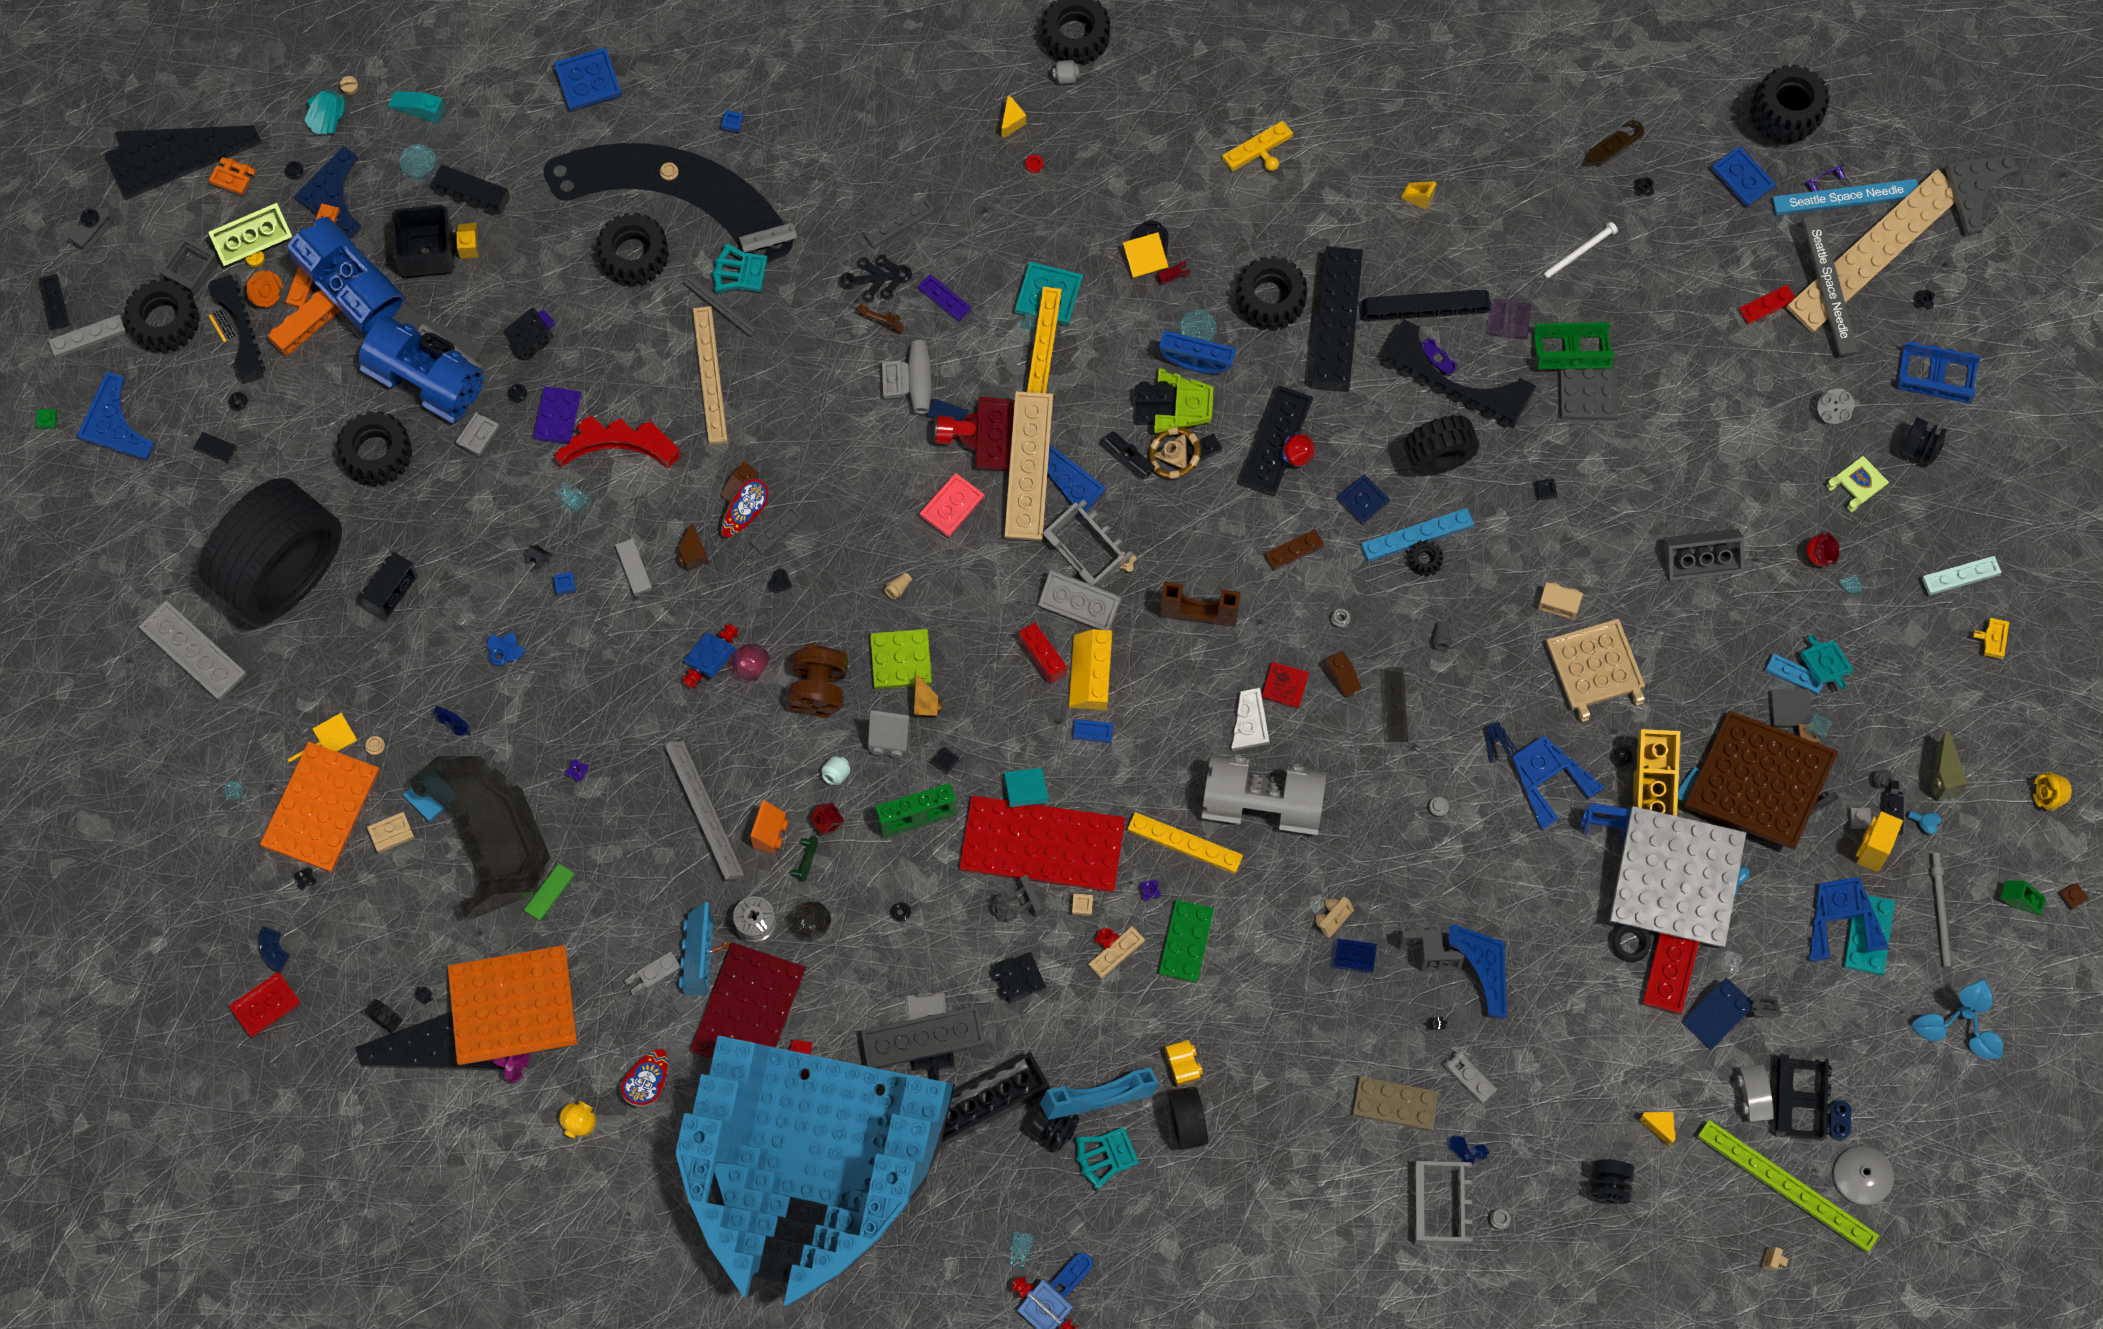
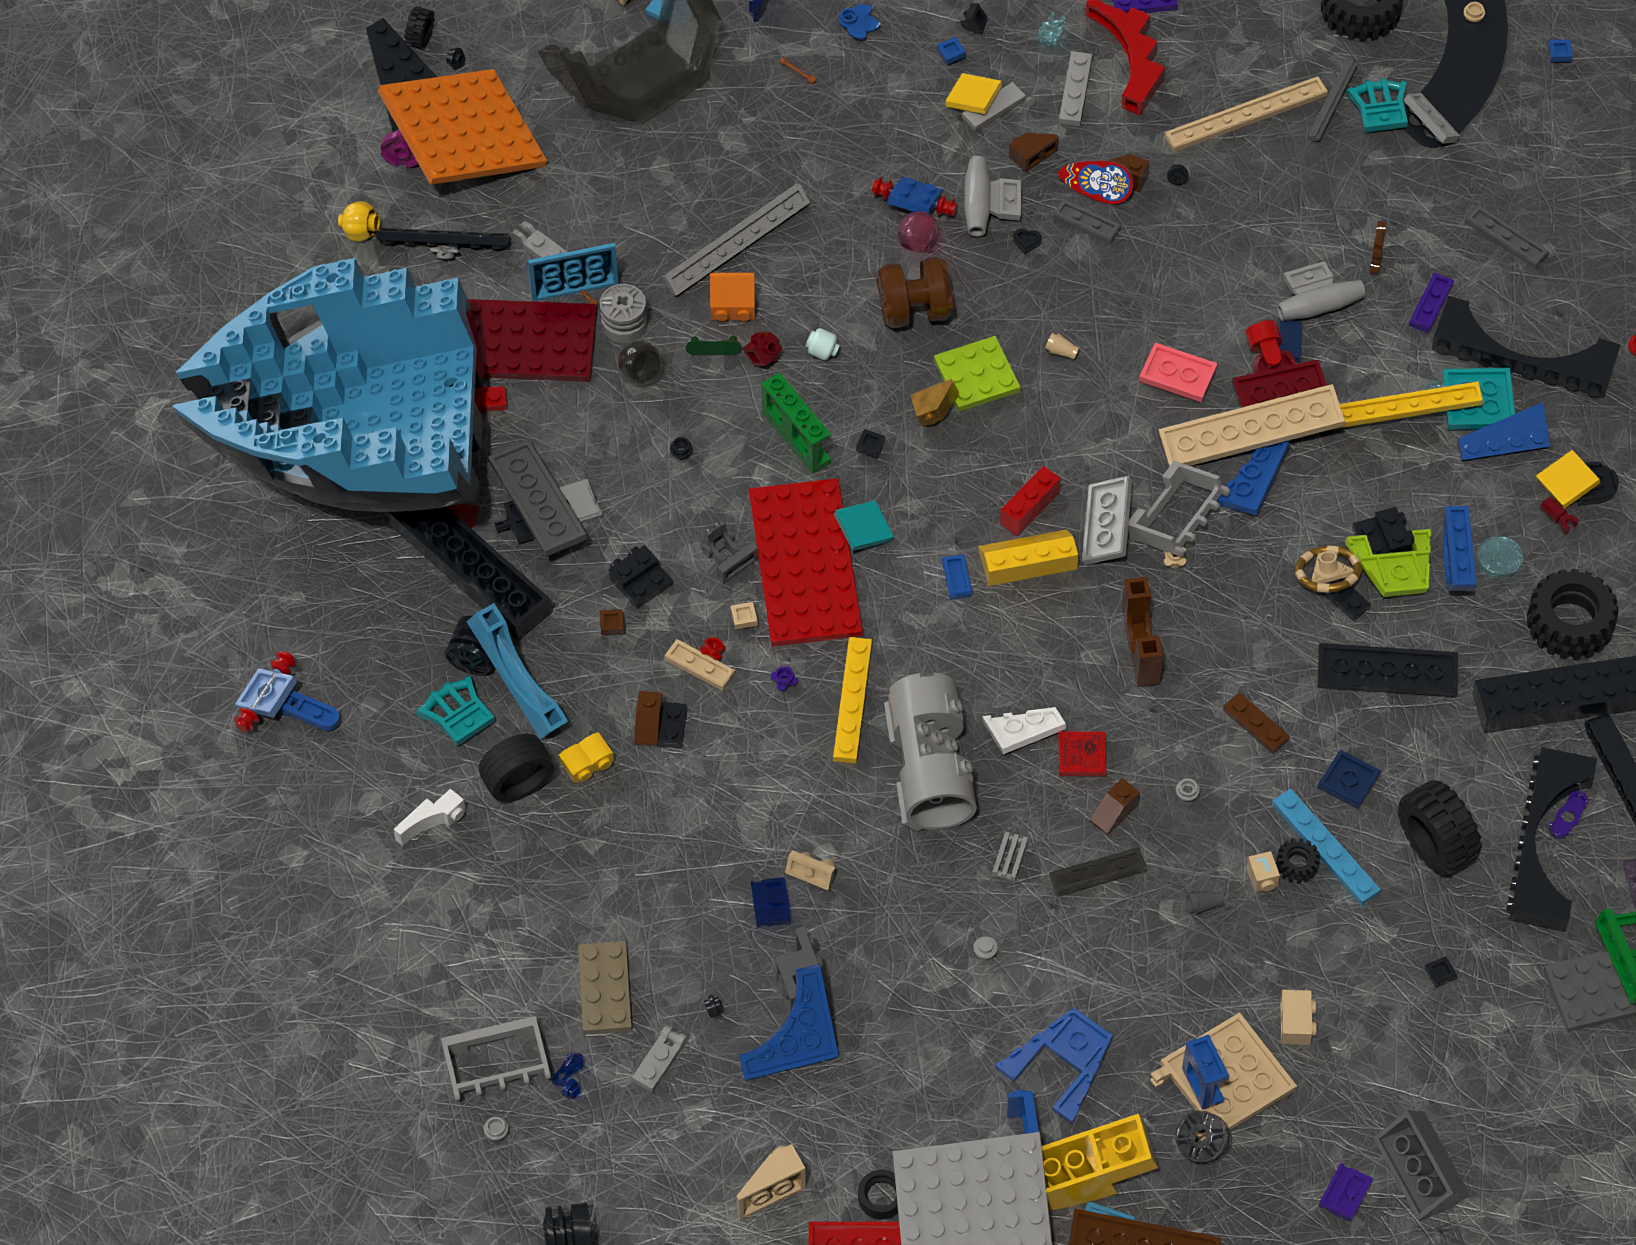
camera: 75 degrees right, 10 degrees down
(549, 892) = (601, 133): bright green tile -> none
(551, 705) = (811, 79): none -> dark orange hinge
(578, 776) = (744, 124): dark purple plate -> none
(618, 578) = (973, 93): none -> yellow tile
(618, 1052) = (434, 237): none -> black plate
(633, 1054) = (445, 251): none -> light grey plate
(637, 498) = (1075, 88): none -> light grey plate
(646, 1079) = (421, 264): shield -> none
(730, 597) = (986, 197): none -> light grey plate
(756, 445) = (1177, 174): none -> black plate
(878, 277) = (1428, 234): black plant -> none
(889, 734) = (875, 376): light grey slope -> none
(987, 285) = (1582, 371): none -> black arch
(1021, 1246) = (333, 658): clear light blue plate -> none
(1056, 1010) = (611, 621): none -> reddish brown plate
(1092, 284) = (1512, 434): none -> blue wing
(1120, 447) = (1302, 533): black piece -> none
(1160, 1005) = (648, 718): none -> reddish brown slope
(1168, 989) = (672, 725): none -> black plate
(1186, 941) = (734, 729): green plate -> none
(1200, 1186) = (428, 815): none -> white slope
(1298, 450) = (1380, 690): red hair -> none
(1379, 767) = (1015, 840): none -> light grey tile
(1430, 585) = (1263, 872): none -> tan brick
(1498, 734) = (1097, 986): dark blue plant -> none
(1606, 1017) = (775, 1180): none -> tan slope
(1607, 674) = (1204, 1071): none -> blue window
(1651, 695) = (1217, 1136): none -> black wheel
(1712, 613) = (1346, 1192): none -> dark purple plate

